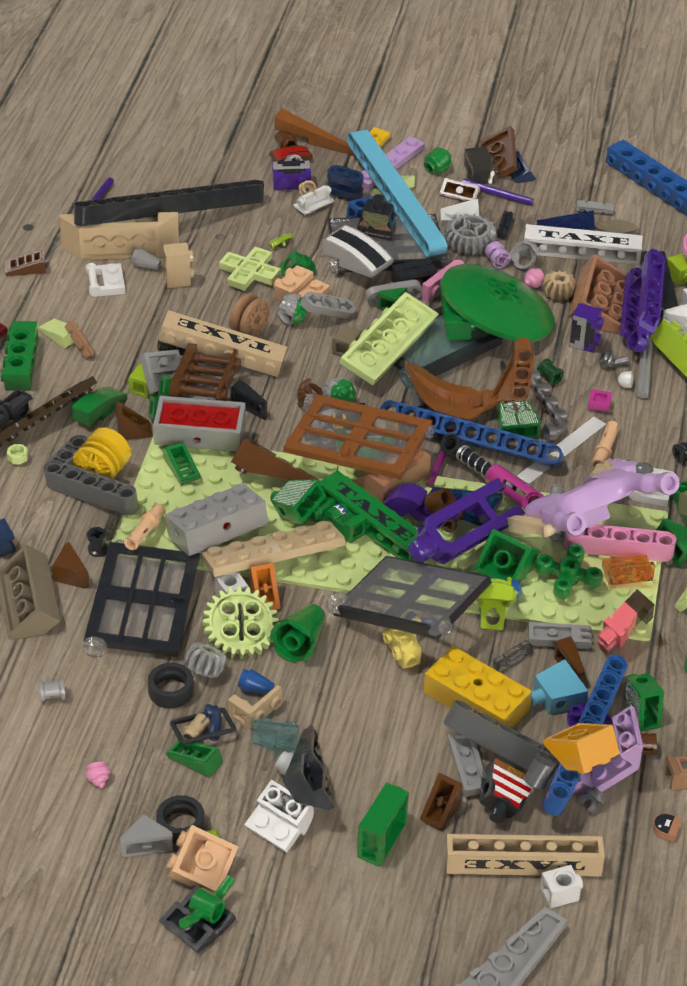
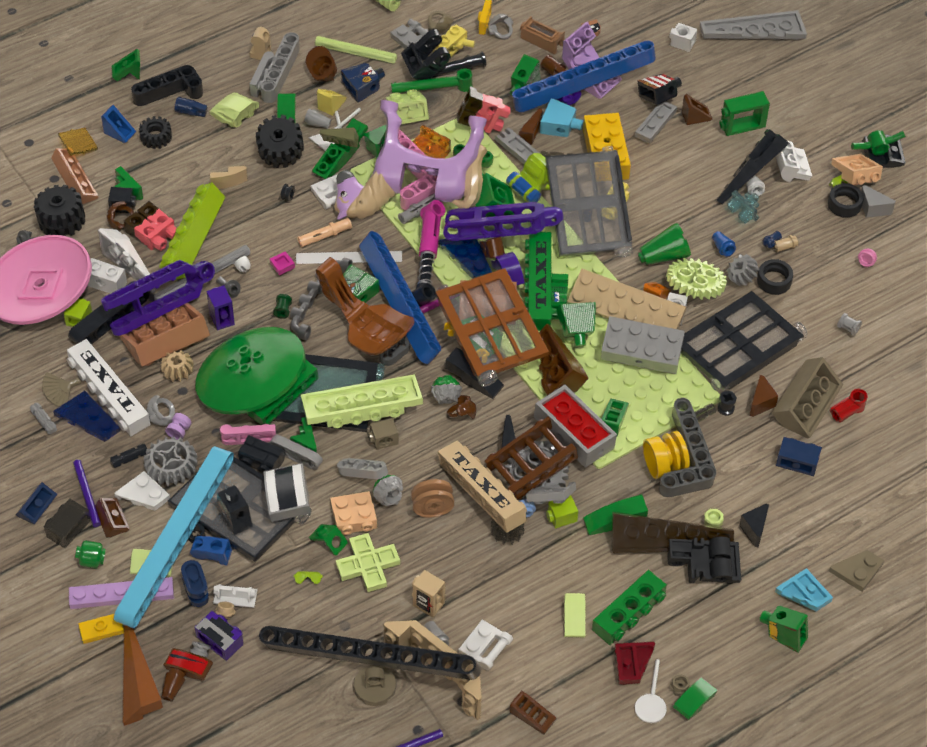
camera: 135 degrees left, 10 degrees up
(79, 339) = (573, 583): medium nougat axle -> none
(131, 424) = (611, 480): reddish brown slope -> none
(148, 522) = (683, 383): light nougat pin -> none
(164, 385) = (575, 473): green slope -> none
(173, 724) = (775, 255): black piece -> none
(207, 765) = (801, 218): green slope -> none
(245, 714) = (742, 224): tan bracket -> none
(503, 150) = (29, 521): reddish brown wing -> none
(504, 741) = (621, 89): dark grey beam -> none
(523, 854) = (688, 56): tan brick -> none
(534, 278) = (184, 386): bright pink plate -> none
(583, 746) = (610, 51): light orange slope -> none

